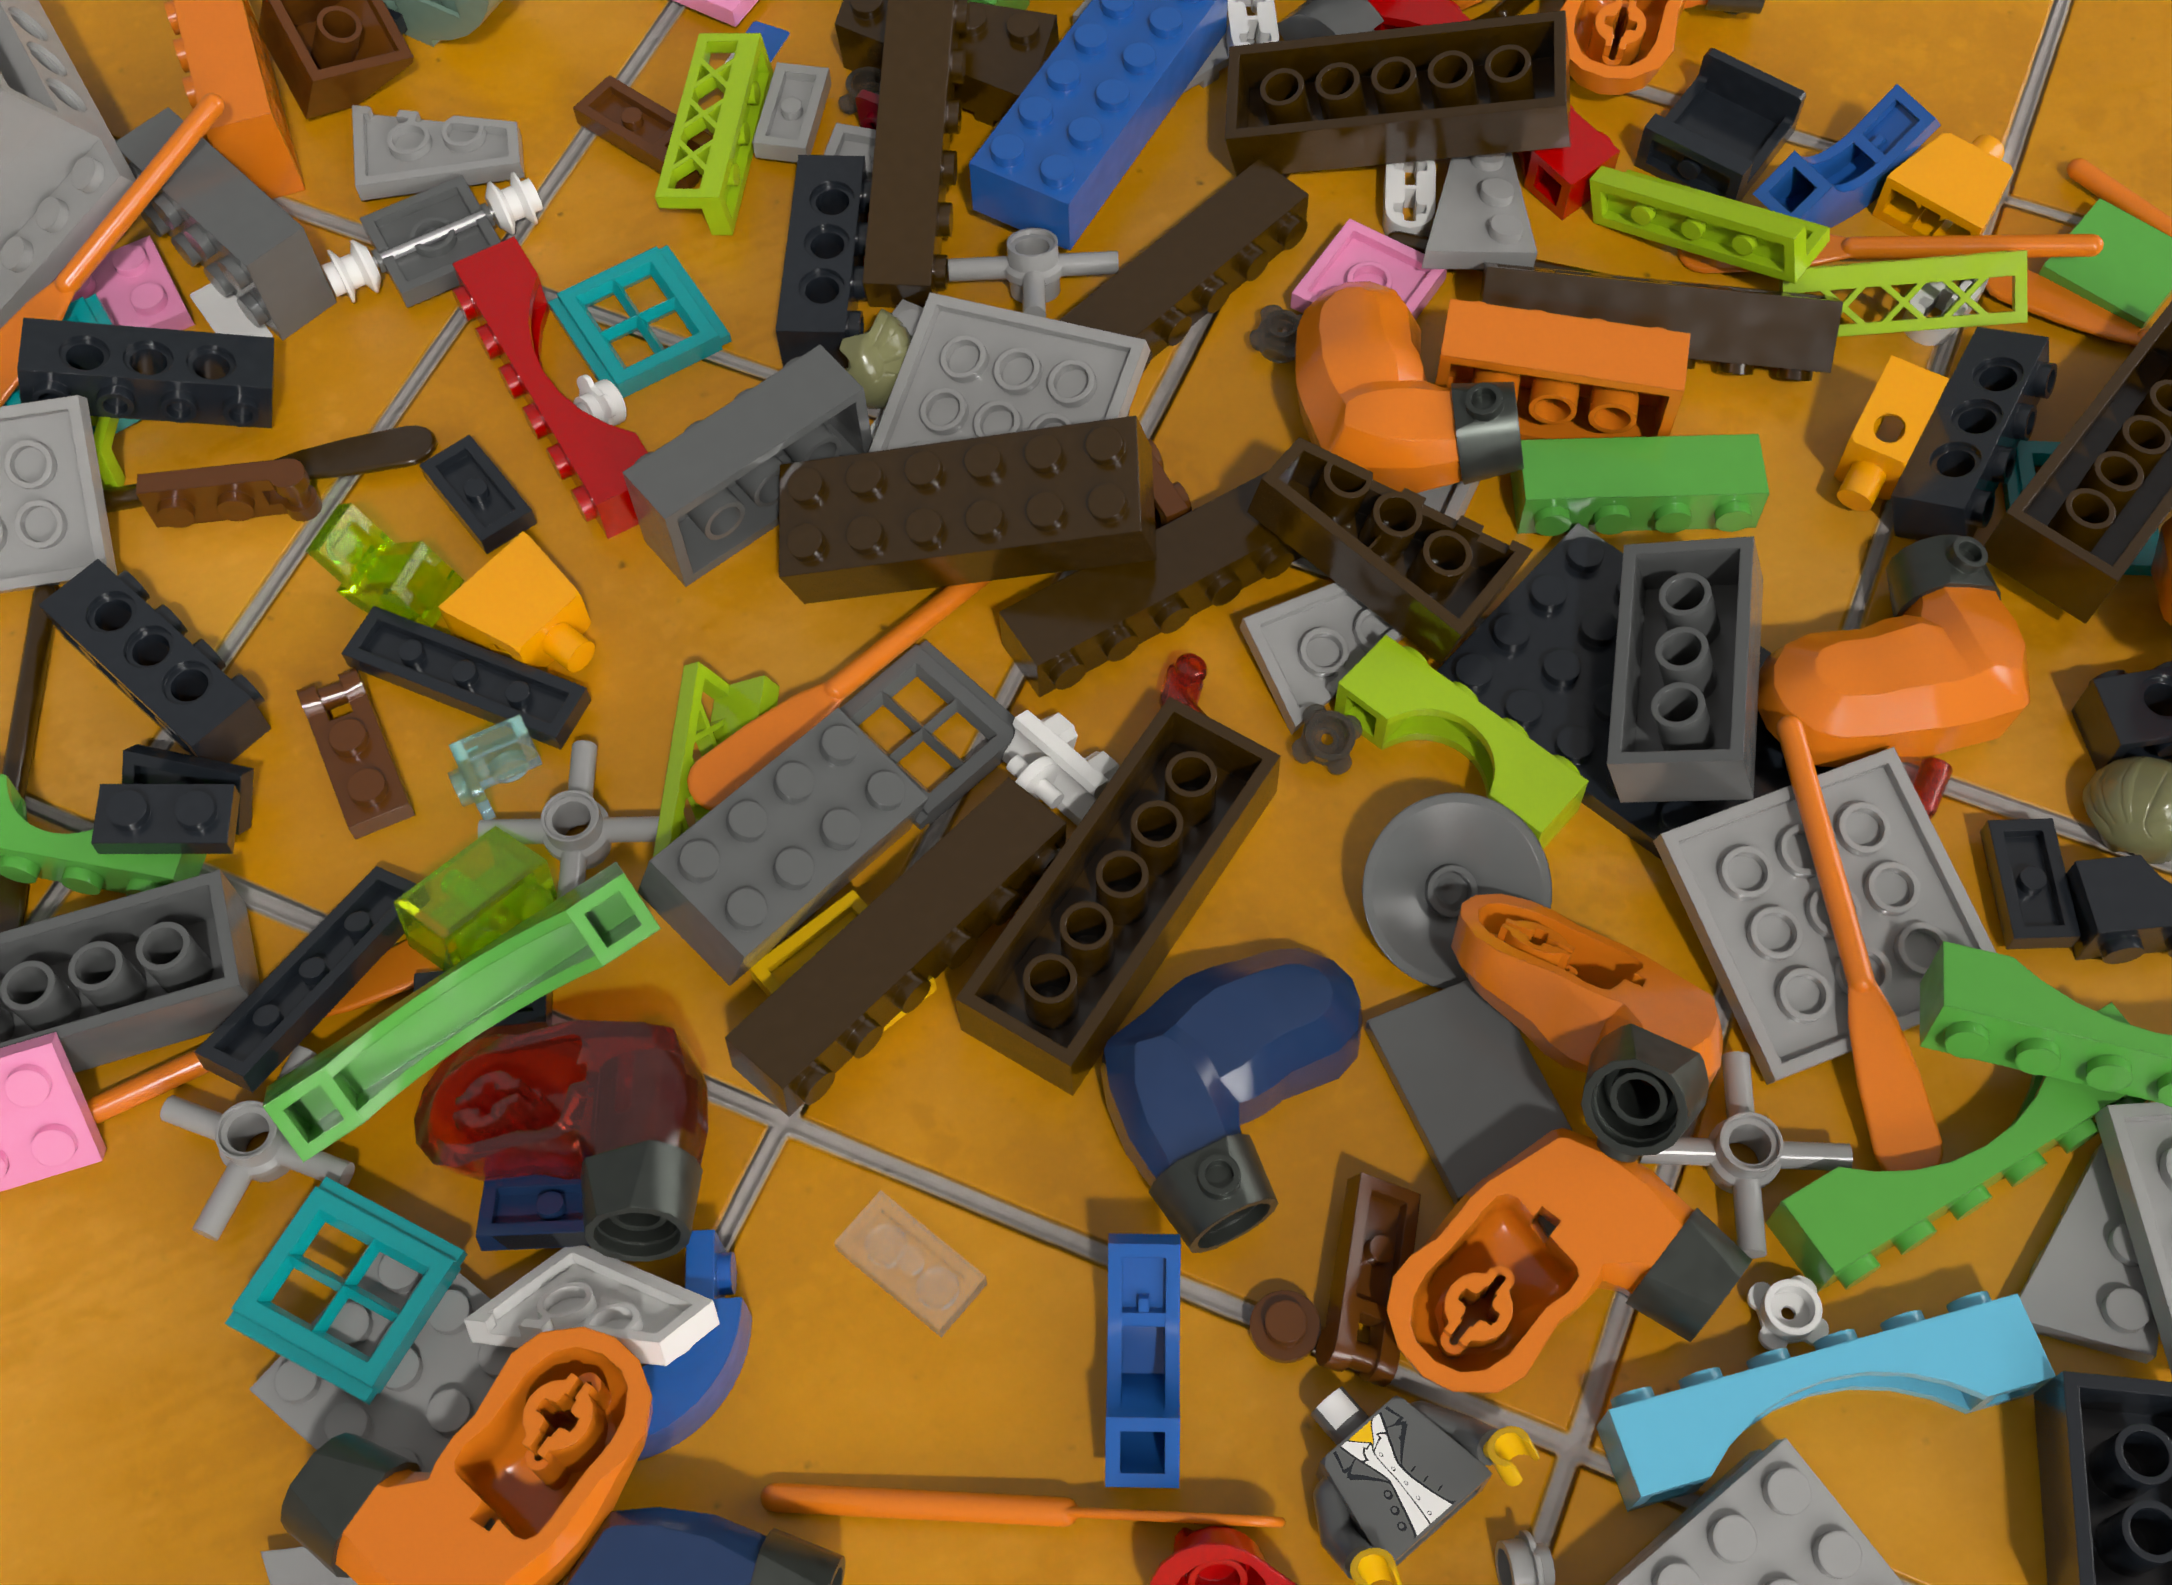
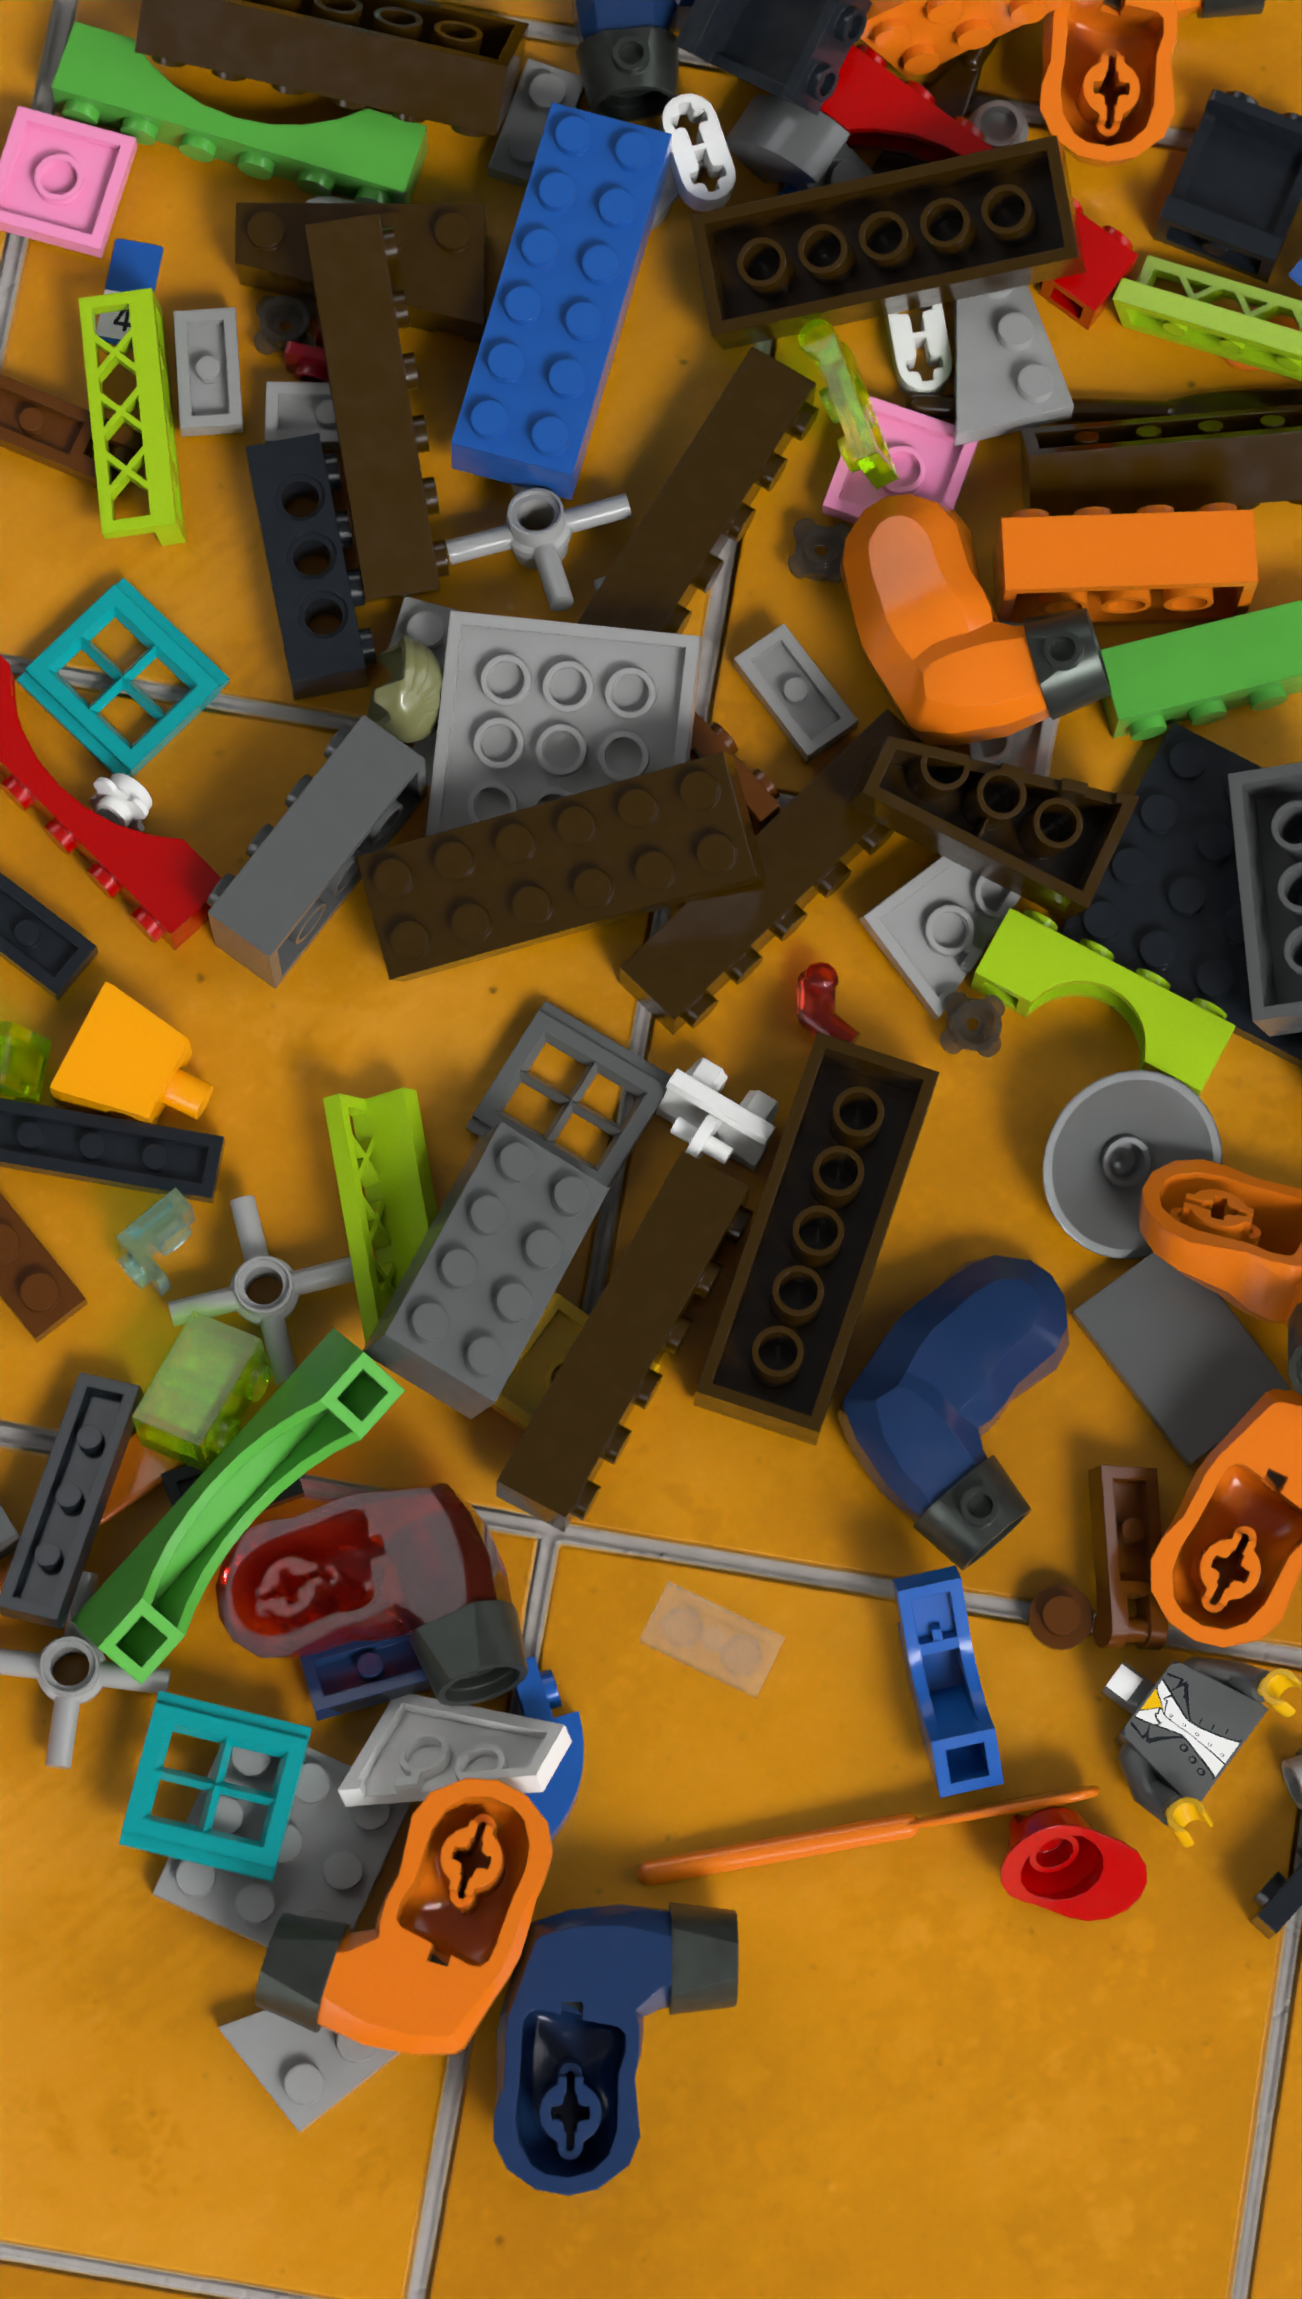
camera: 20 degrees left, 15 degrees up
(770, 734) = (432, 1160): orange piece -> none
(1227, 432) = (795, 693): none -> light grey plate
(1332, 212) = (848, 403): none -> clear neon green plate

